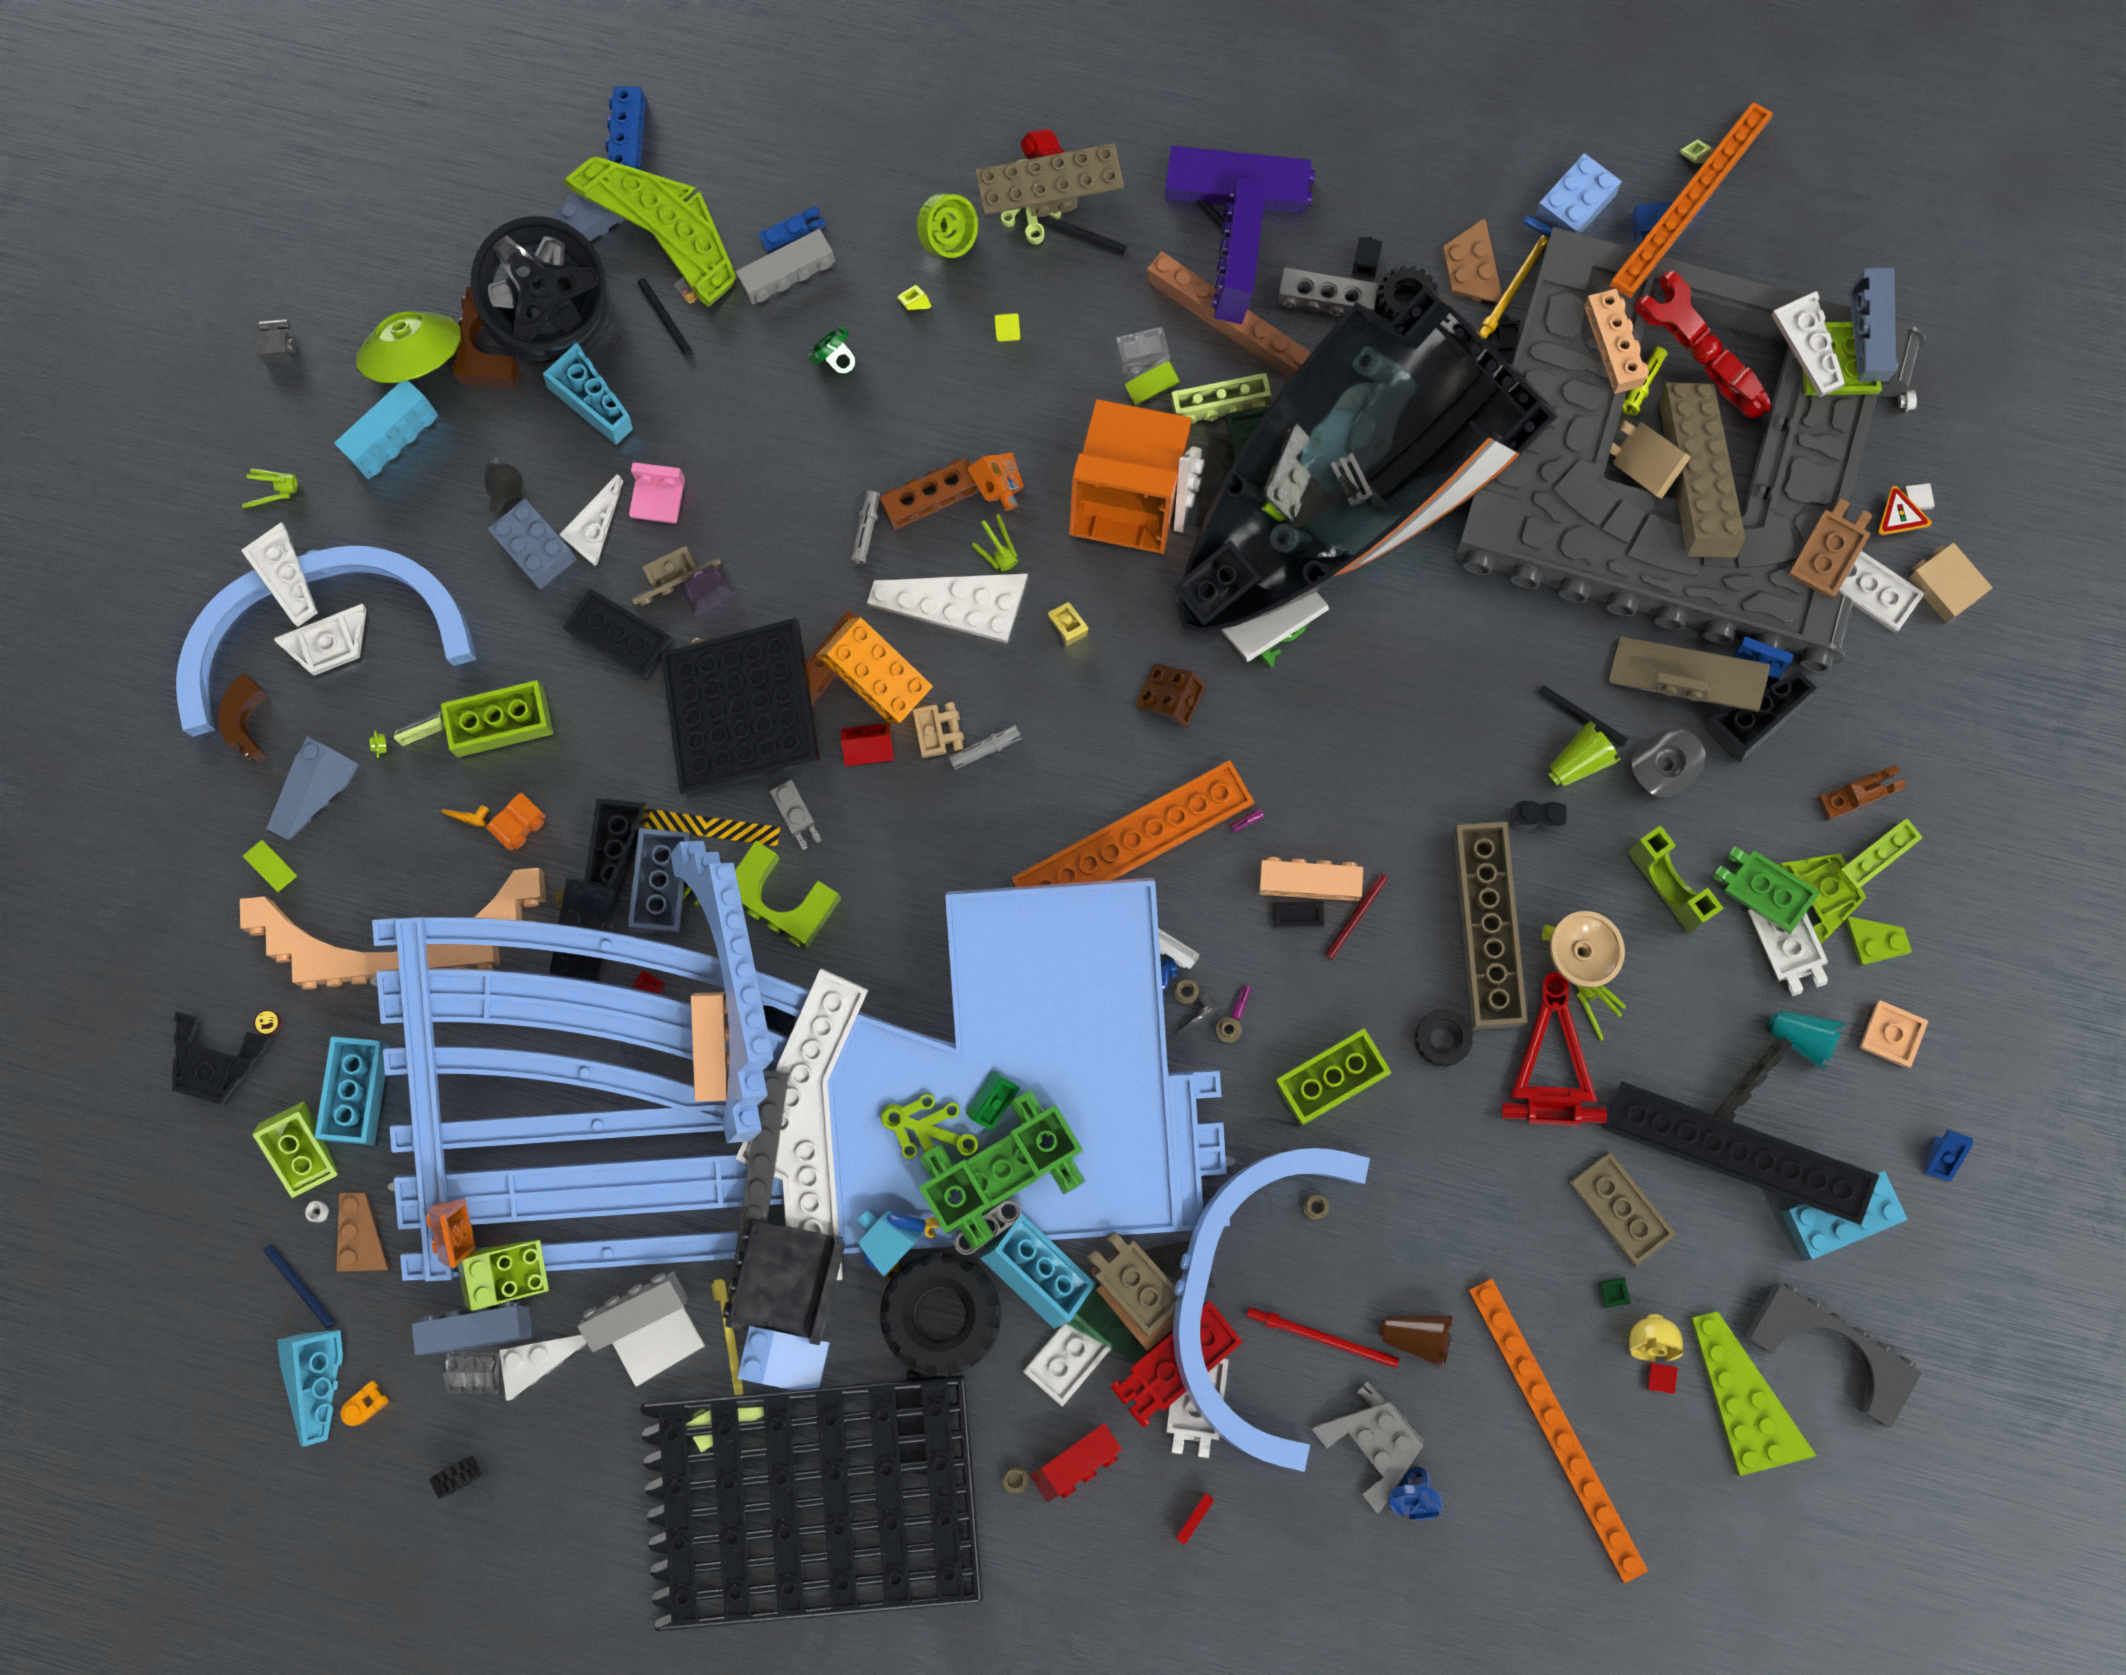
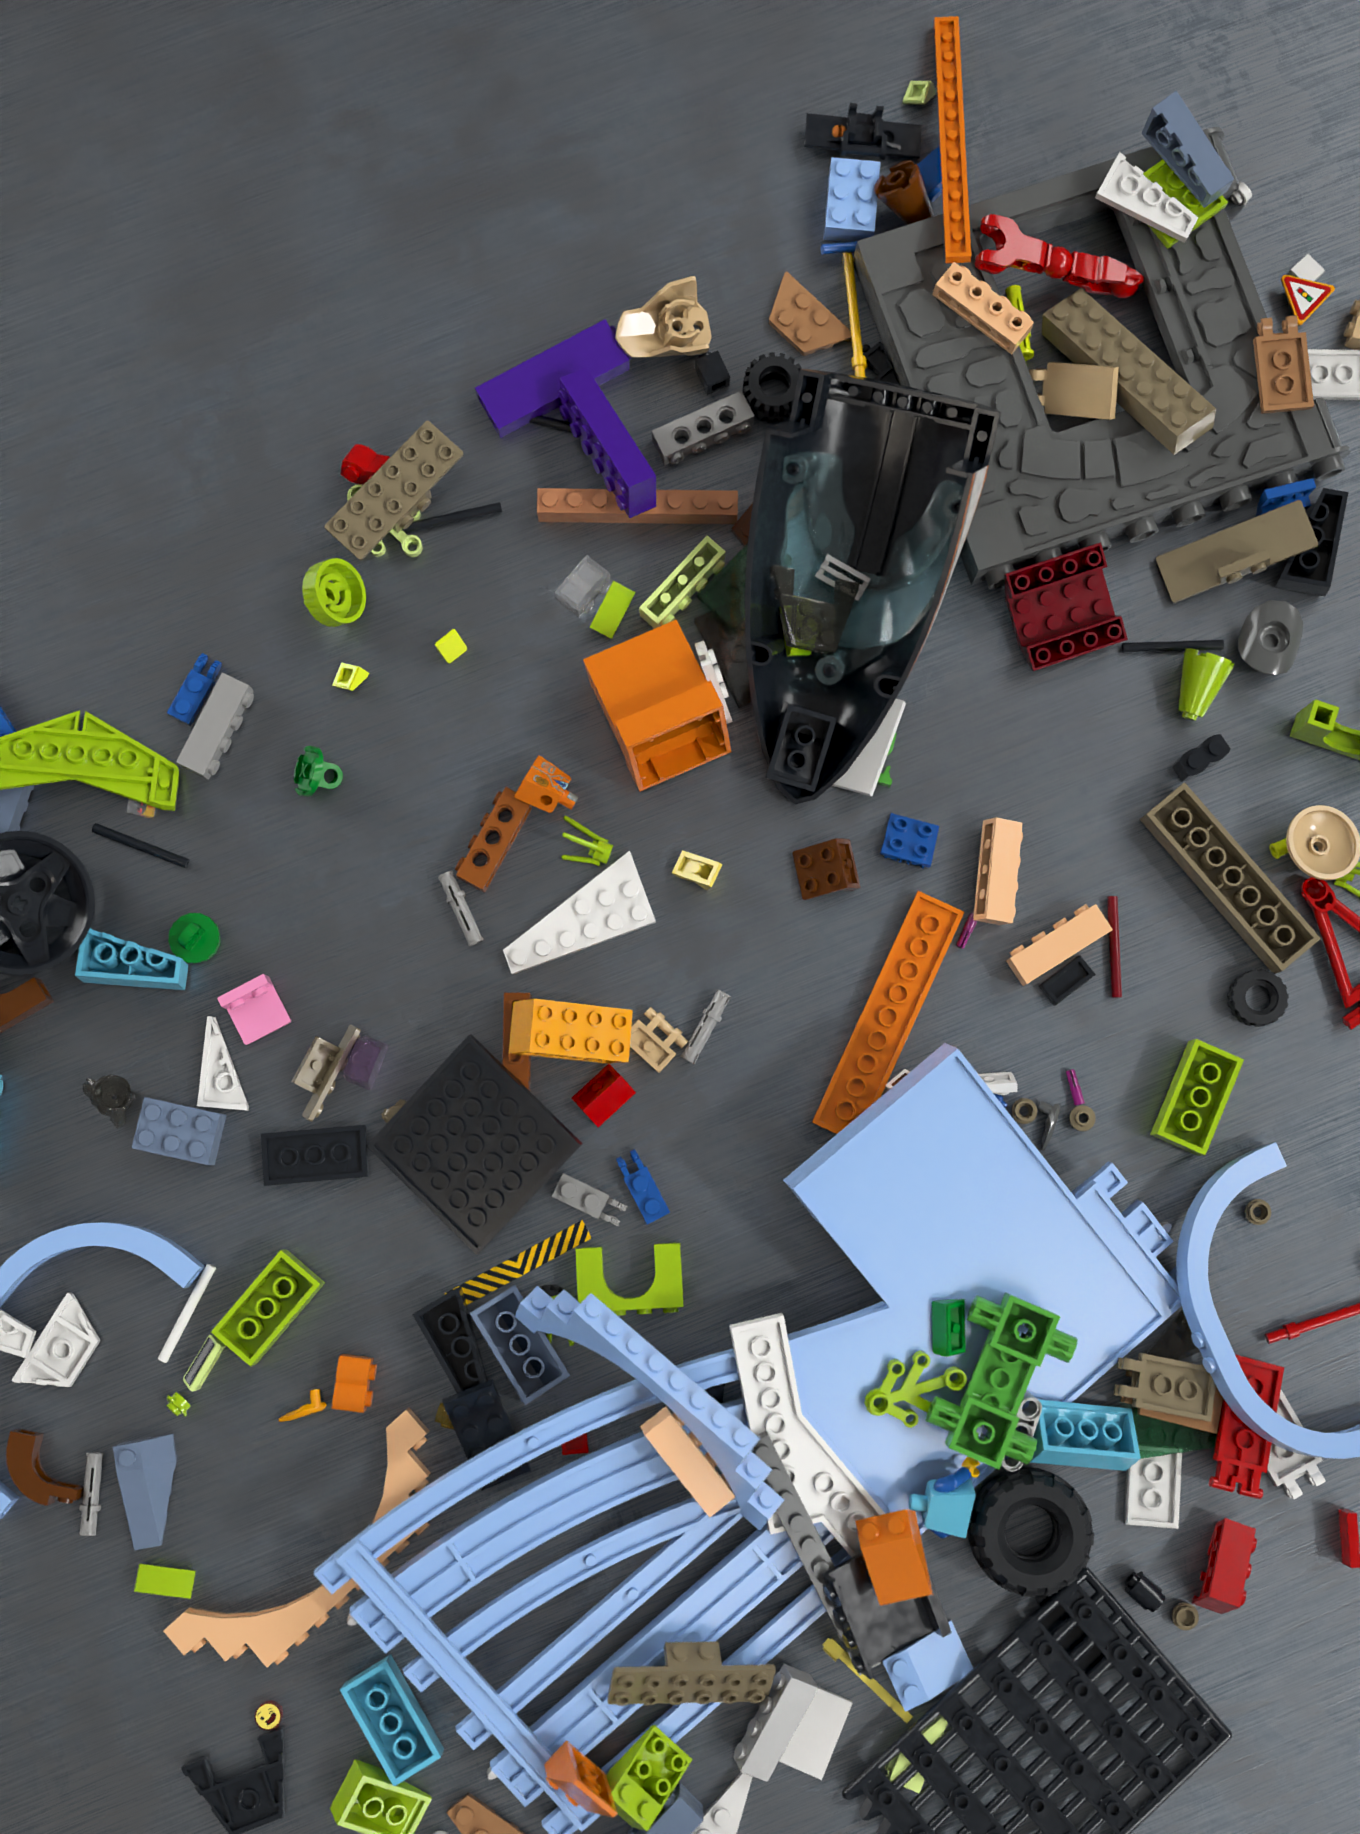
camera: 45 degrees left, 5 degrees up
(267, 763) = (88, 1525): none -> light grey pin
(436, 682) = (186, 1313): none -> white bar
(593, 1221) = (690, 1676): none -> dark tan bracket
(652, 412) = (194, 938): none -> green tile
(816, 1243) = (894, 1556): none -> orange slope
(843, 837) = (643, 1190): none -> blue hinge
(997, 1433) = (1144, 1591): none -> black brick
(1252, 718) = (910, 840): none -> blue hinge
(1304, 789) = (998, 871): none -> light nougat brick
(1342, 189) = (650, 329): none -> tan piece
(1513, 620) = (1062, 607): none -> dark red slope
(1623, 217) = (905, 192): none -> reddish brown cone
(1629, 150) = (862, 128): none -> black piece

